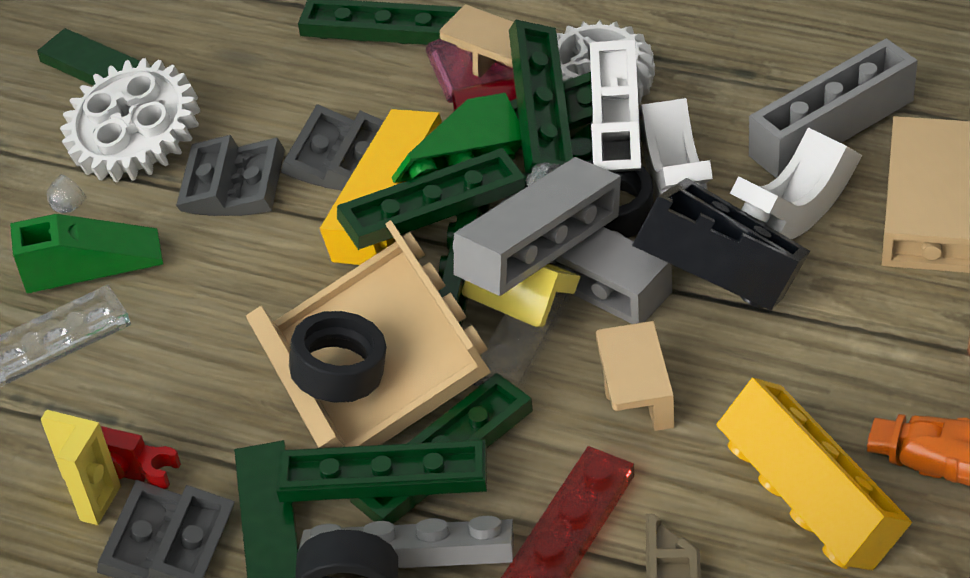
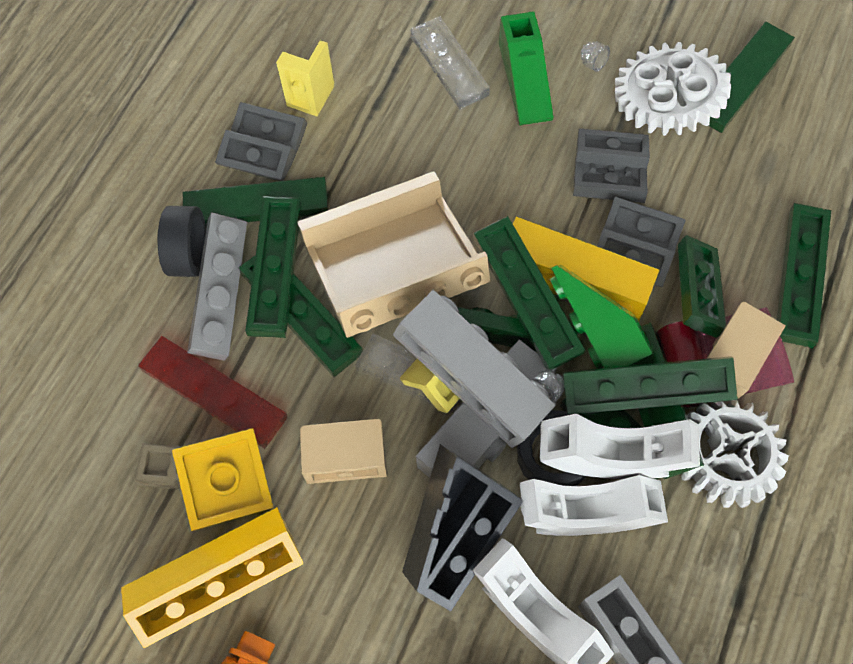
camera: 90 degrees right, 20 degrees up
(139, 461) = (328, 109): red plate -> none
(331, 381) = (365, 199): black tyre -> none
(407, 85) = (701, 287): none -> dark green plate
(687, 488) = (222, 479): none -> yellow plate

